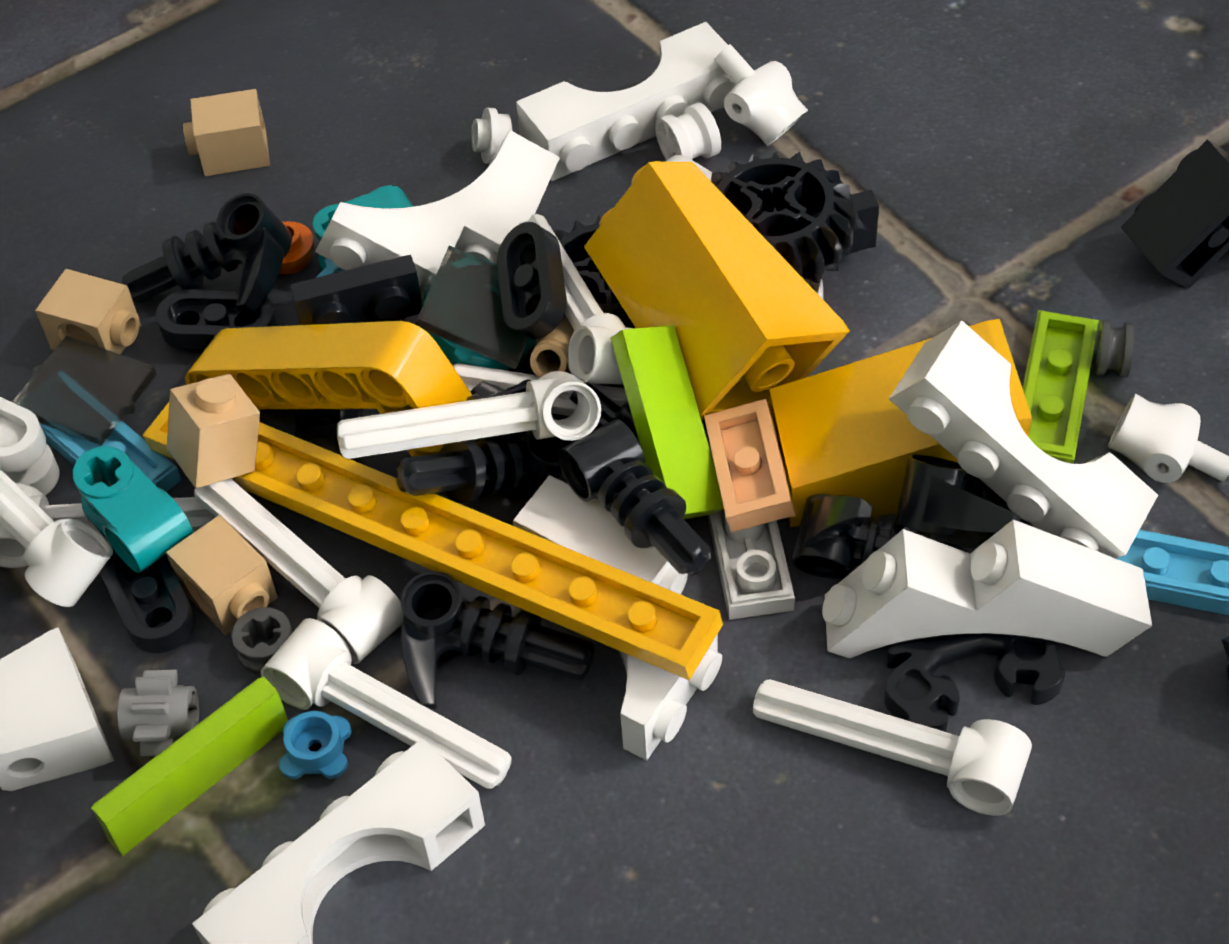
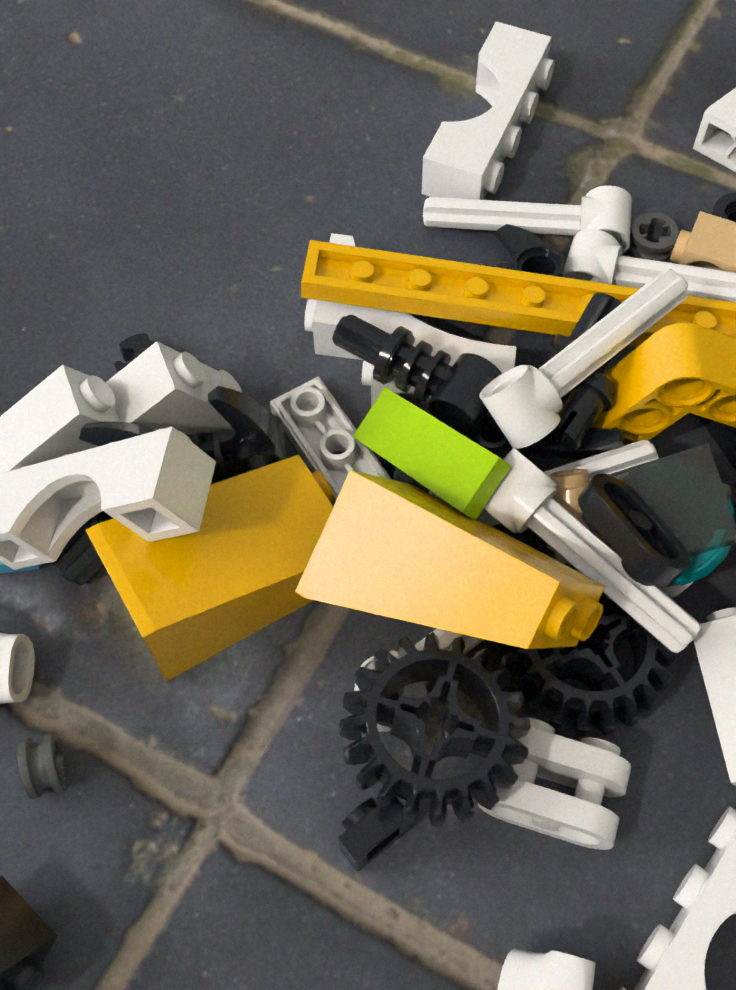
camera: 155 degrees right, 10 degrees up
(157, 711) = (679, 153): light grey gear -> none
(190, 765) = (634, 128): lime tile -> none
(312, 729) = (562, 182): dark azure plate -> none
(689, 134) = (616, 910): white wheel -> none
(749, 465) = (334, 445): light nougat plate -> none
(980, 764) = (86, 320): white axle -> none
(1058, 381) = (99, 712): lime tile -> none

